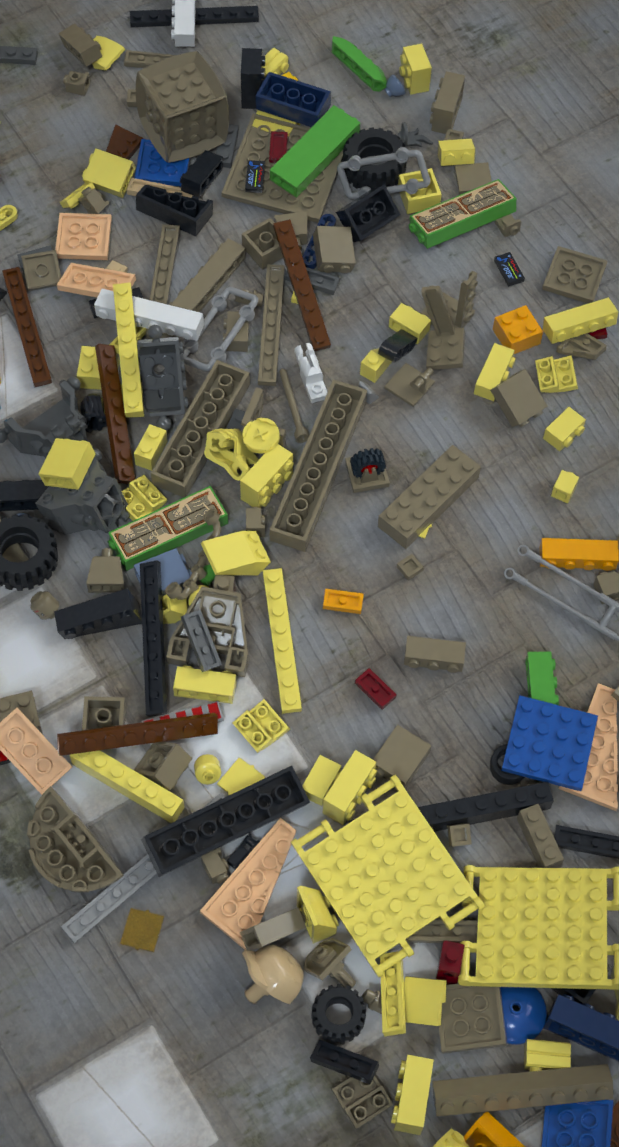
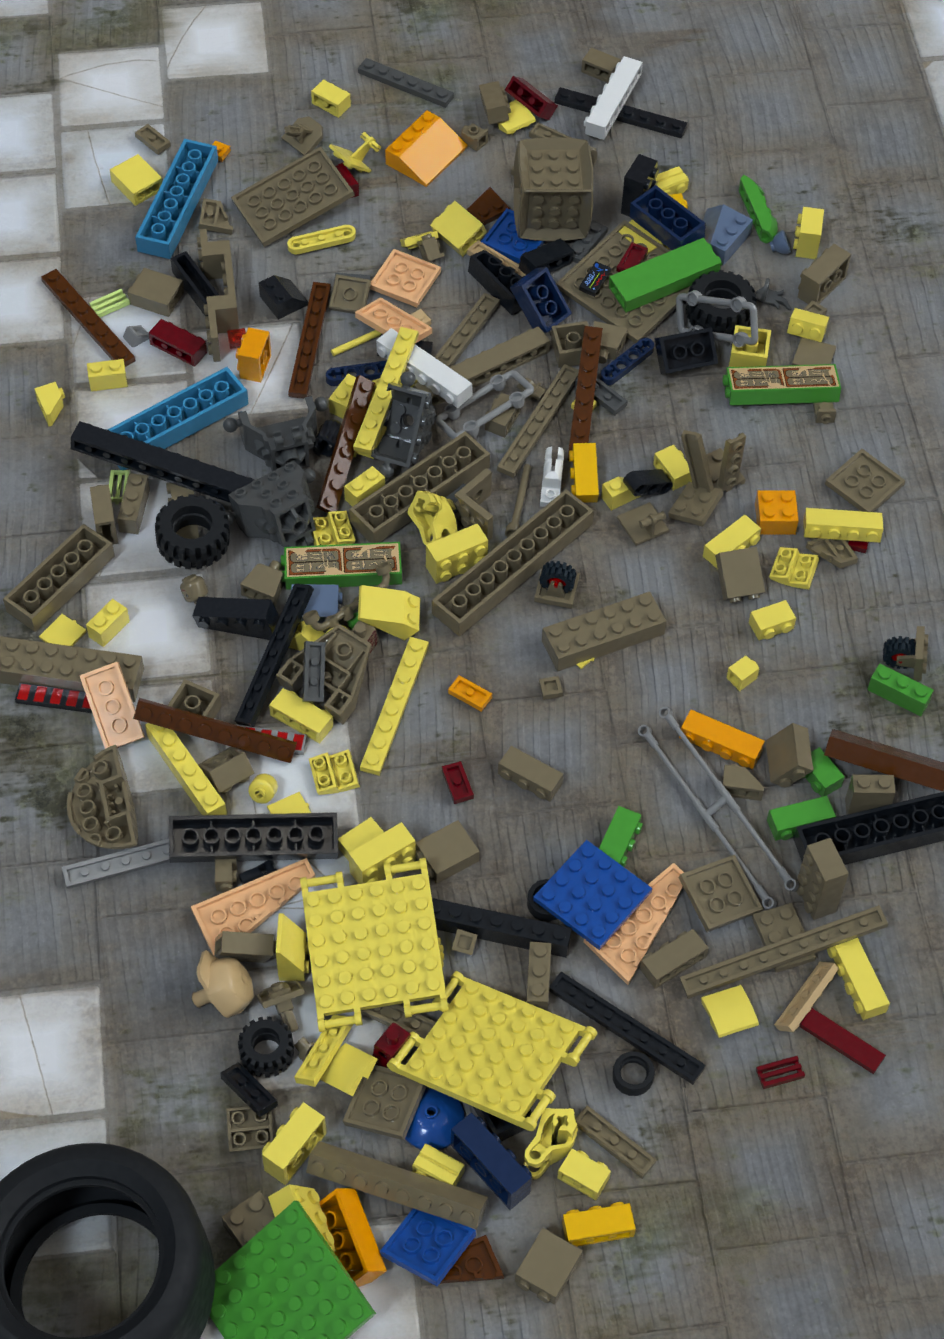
camera: 25 degrees right, 5 degrees down
(39, 110) = (424, 149): none -> light orange slope
(66, 316) = (353, 343): none -> light yellow bar
(67, 463) = (272, 468): light yellow brick -> none
(87, 338) = (359, 369): none -> dark blue beam
(110, 29) = (531, 98): none -> dark red brick
(142, 930) = (132, 903): clear yellow piece -> none
(220, 212) = (540, 299): none -> dark blue brick
(255, 521) = (426, 590): dark tan brick -> none
(261, 435) = (466, 512): light yellow tile -> none
(334, 249) = (635, 372): dark tan brick -> none
(338, 357) = (584, 472): none -> yellow brick
(344, 89) = (726, 230): none -> sand blue wedge
(371, 395) = (599, 517): light grey slope -> none
(509, 269) = (802, 453): black tile -> none

